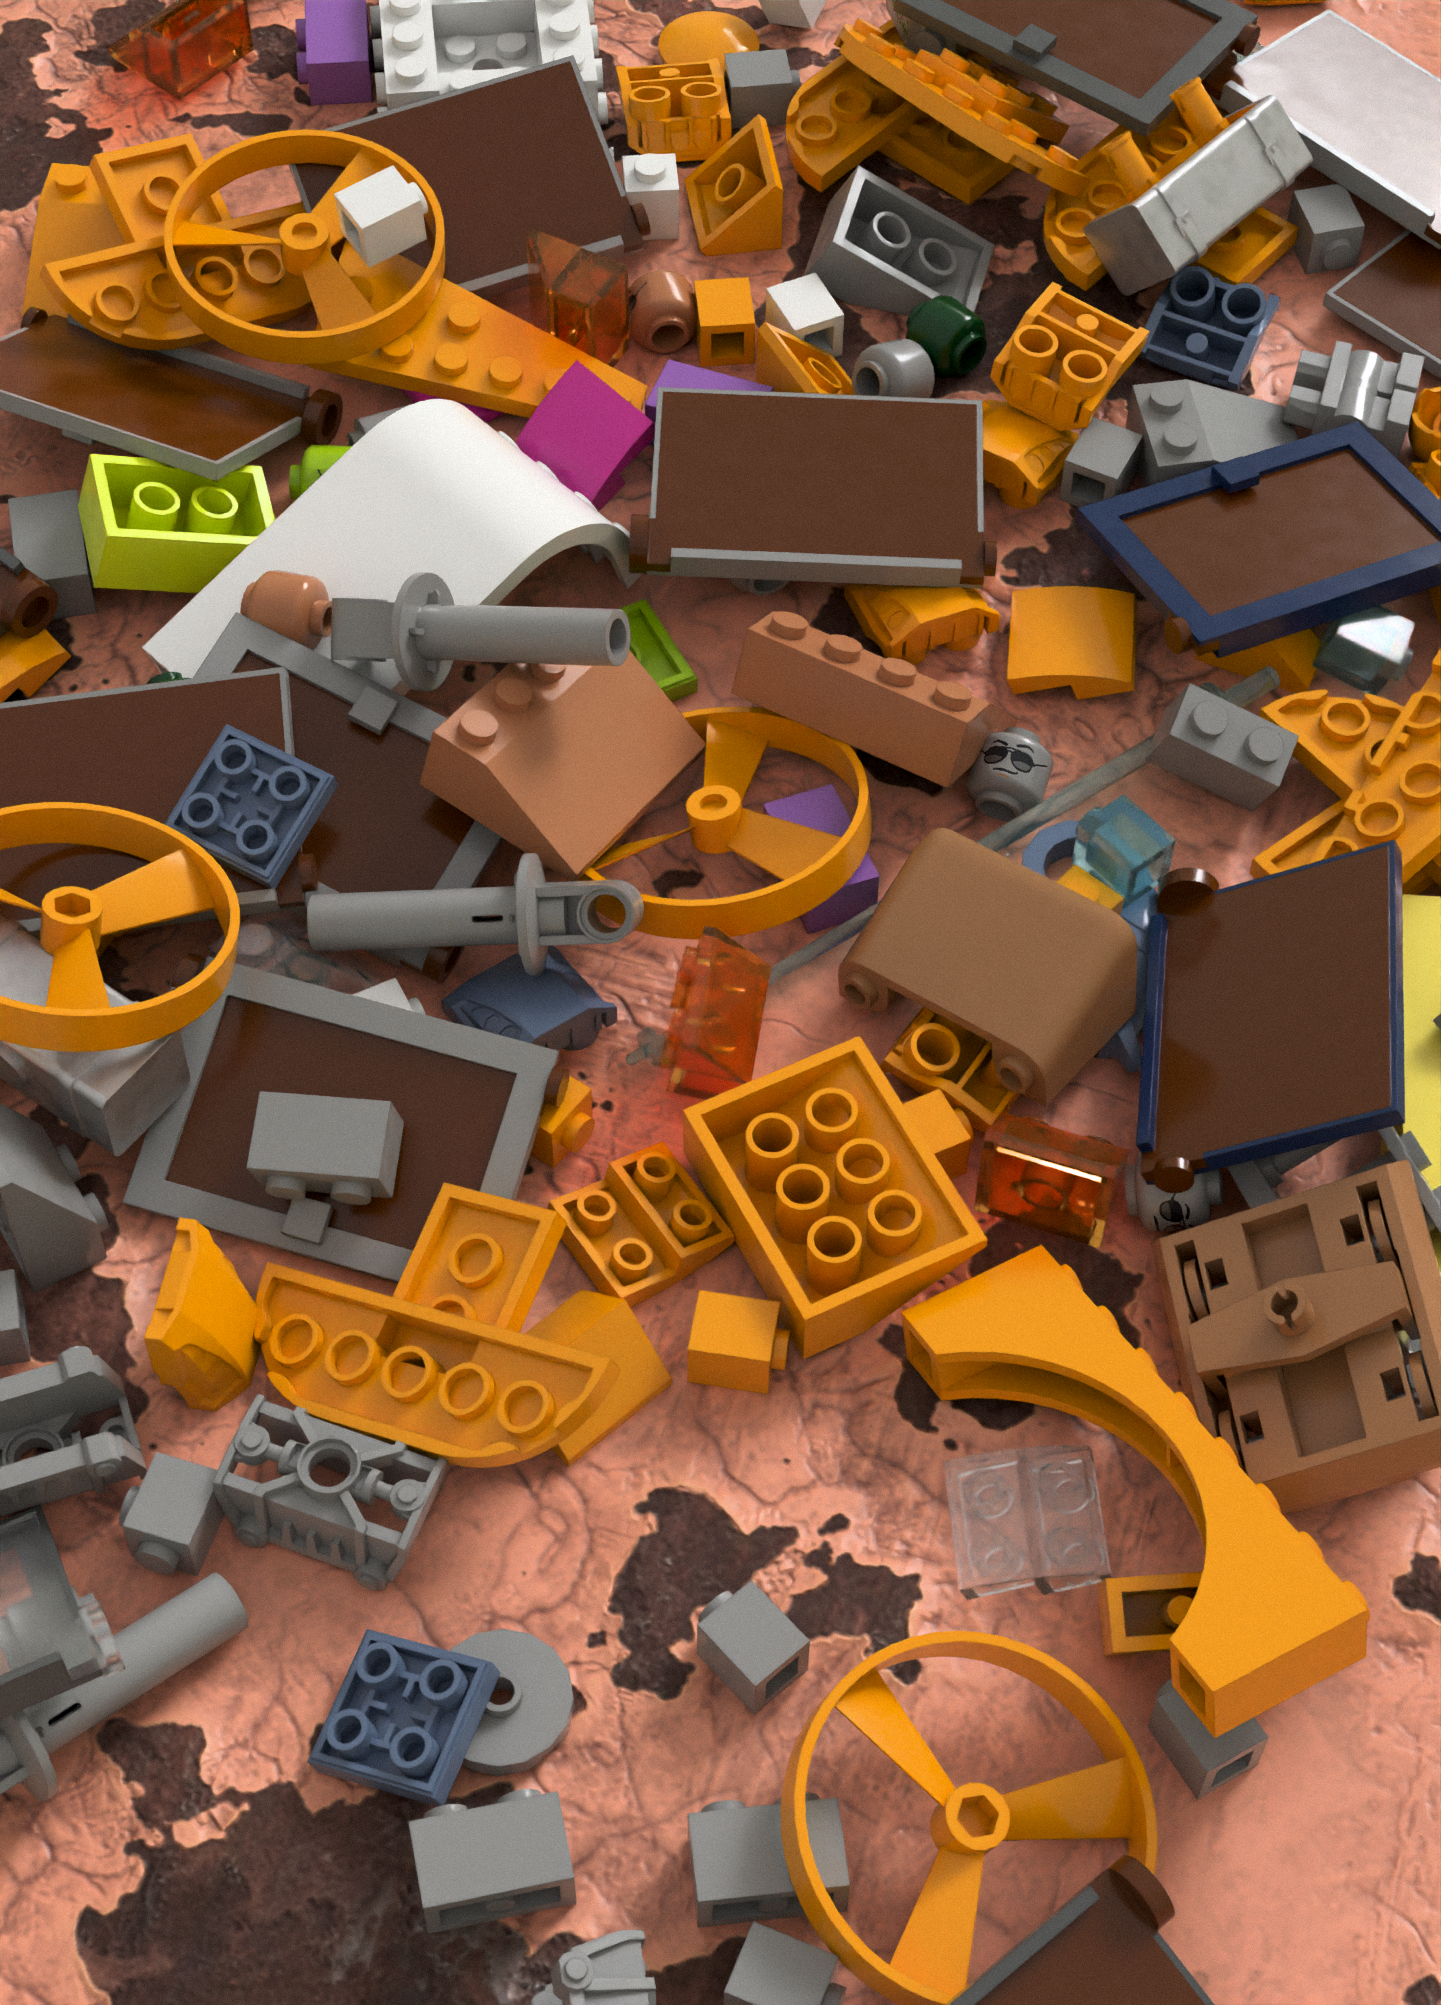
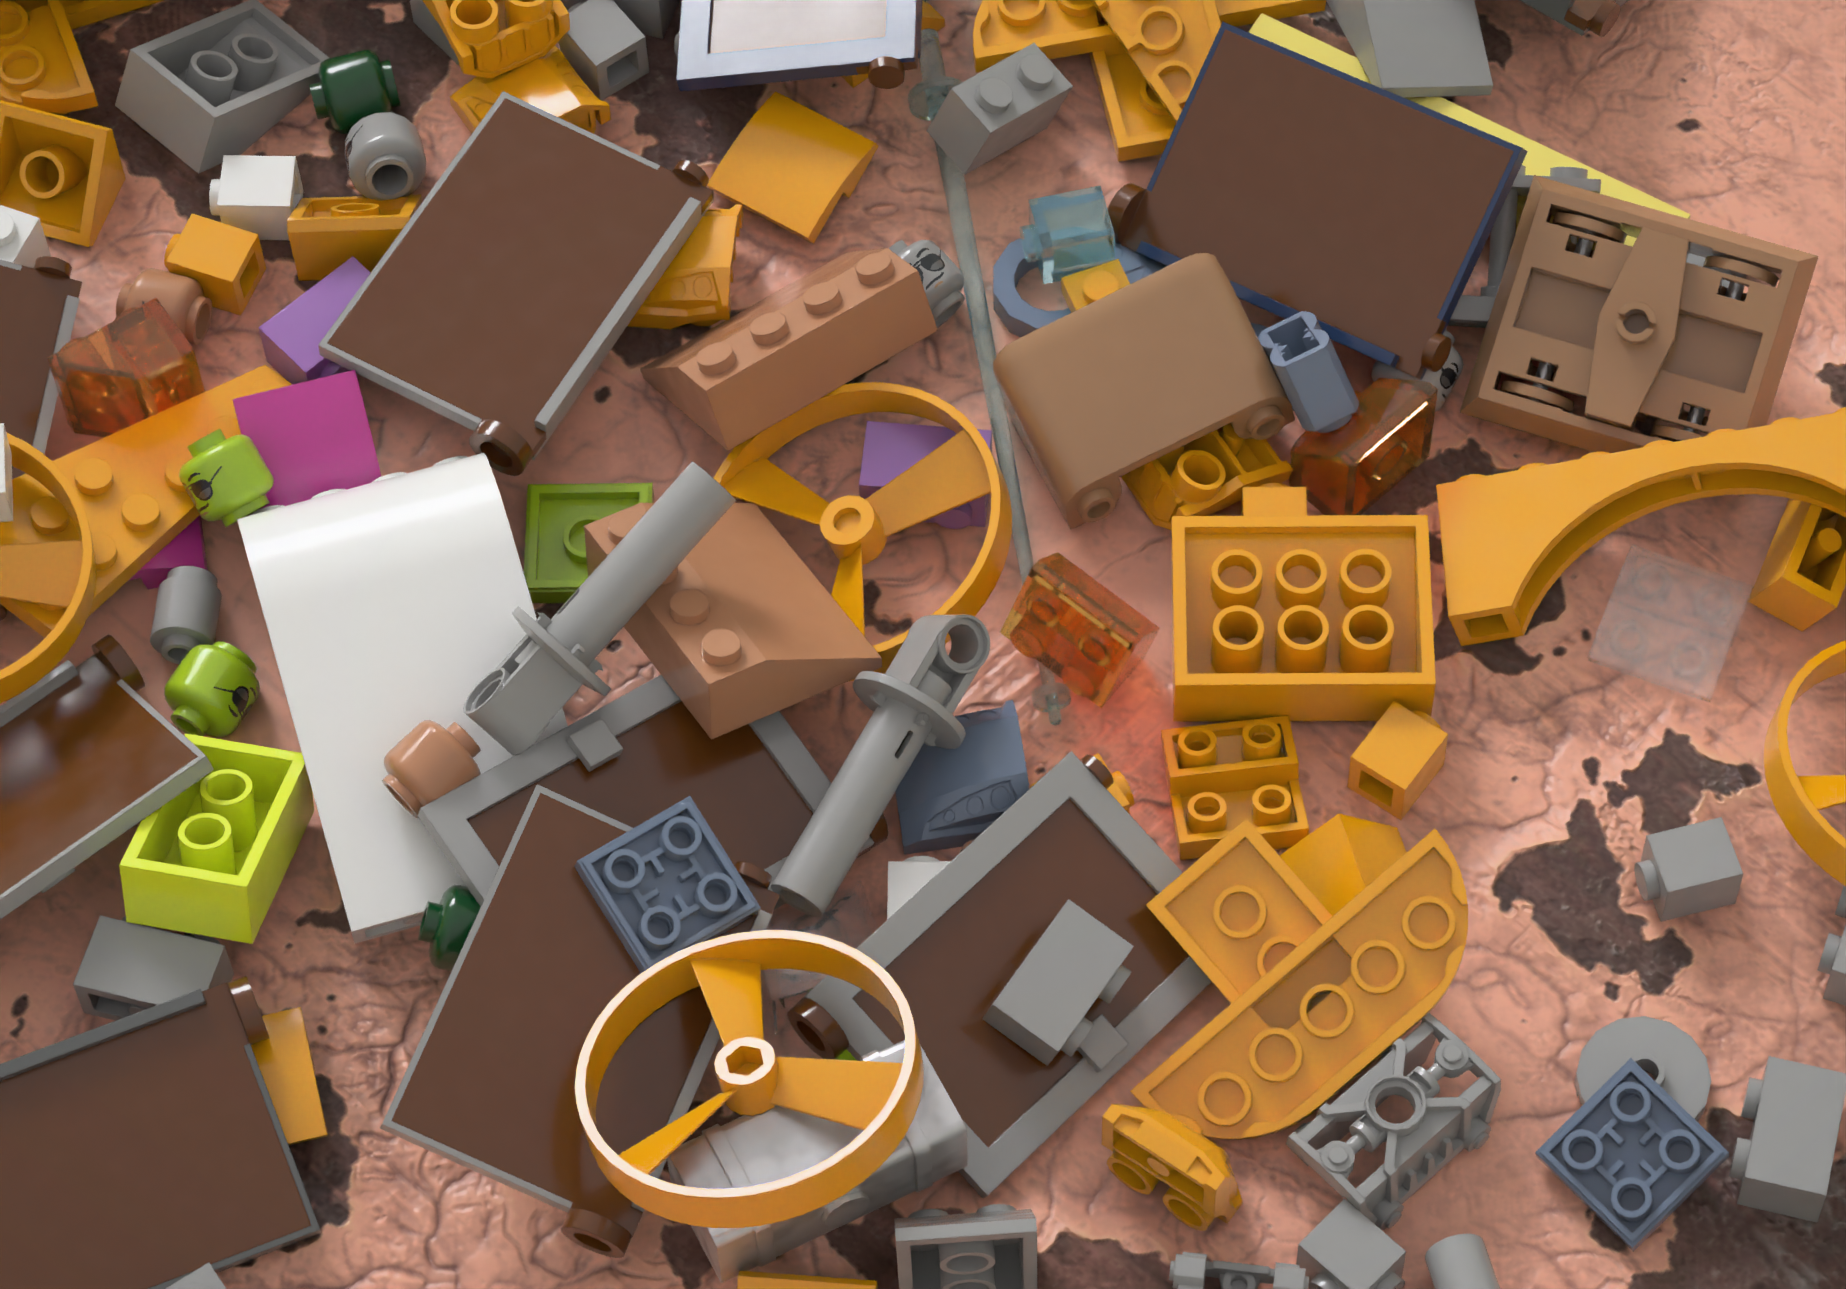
camera: 60 degrees left, 5 degrees up
(508, 391) = (226, 477): none -> lime head
(1081, 1080) = (1310, 372): none -> sand blue brick

